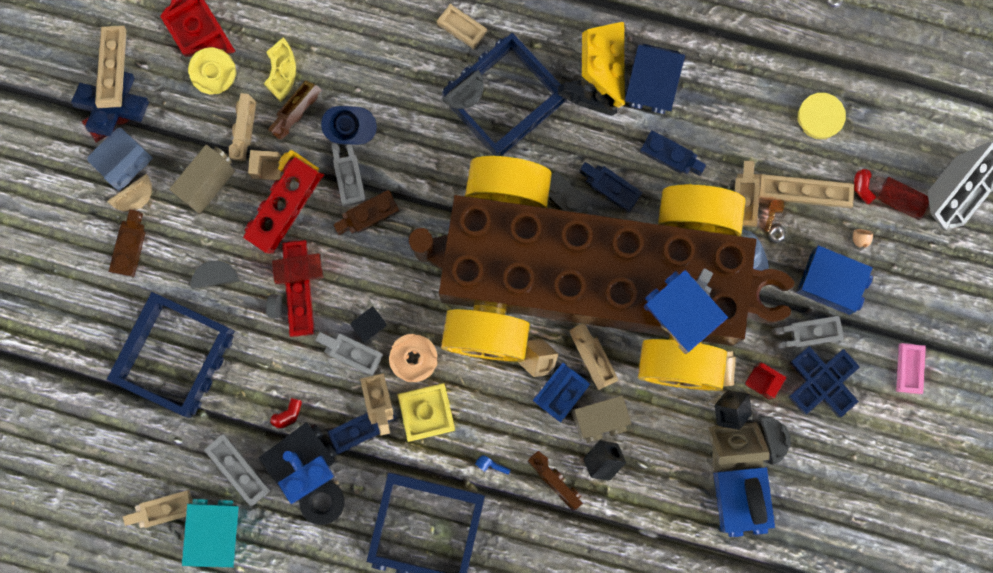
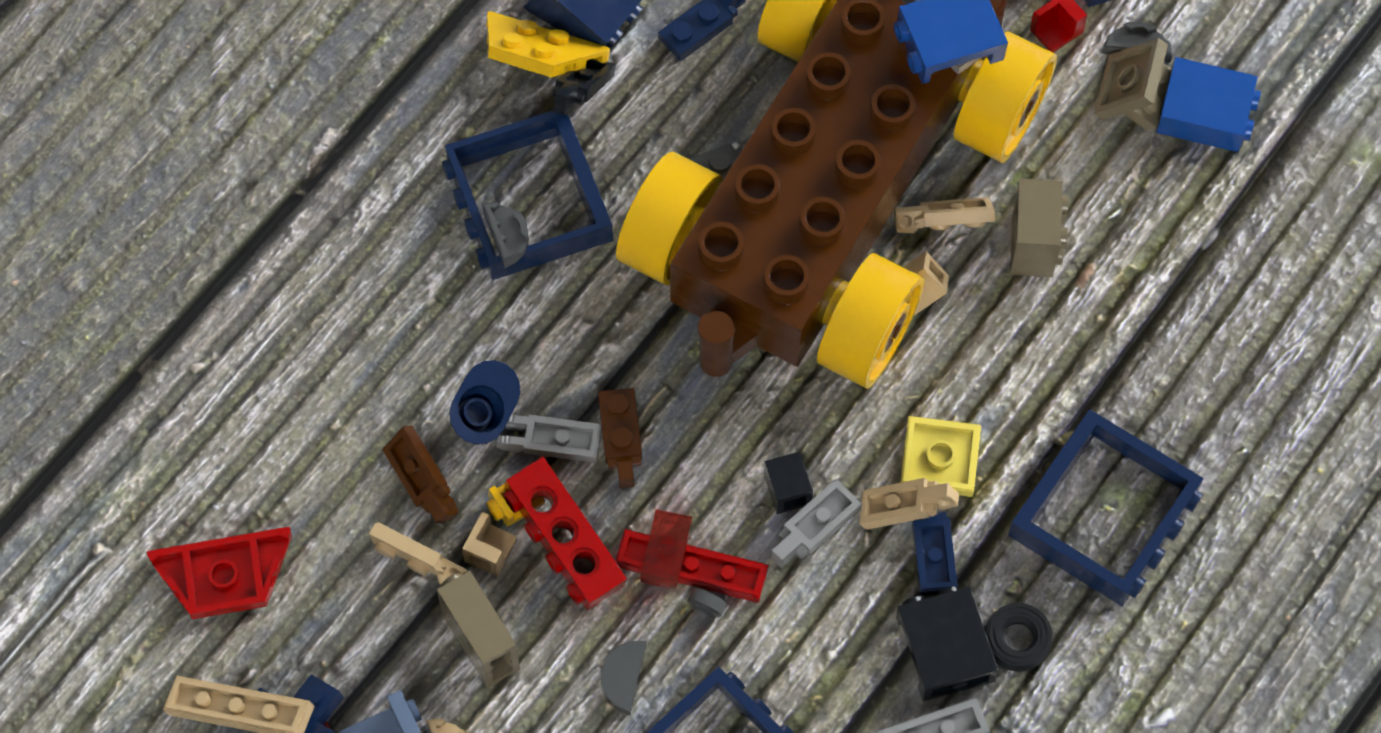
camera: 70 degrees left, 15 degrees down
(212, 71) = (310, 570): light yellow tile -> none
(282, 71) = (349, 476): light yellow tile -> none
(287, 417) = (877, 641): red arm -> none
(305, 478) = (979, 629): blue plate -> none
(400, 353) = (853, 463): light nougat plate -> none
(462, 26) = (397, 216): tan tile -> none
(484, 462) = (1040, 404): blue hand -> none
(554, 480) = (1101, 322): reddish brown hinge -> none
(561, 392) = (979, 271): blue plate -> none
(604, 460) = (1093, 251): black panel -> none
(611, 186) = (715, 109): dark blue hinge -> none
(733, 409) = (1082, 74): black panel -> none
(755, 501) = (1217, 75): black tyre -> none

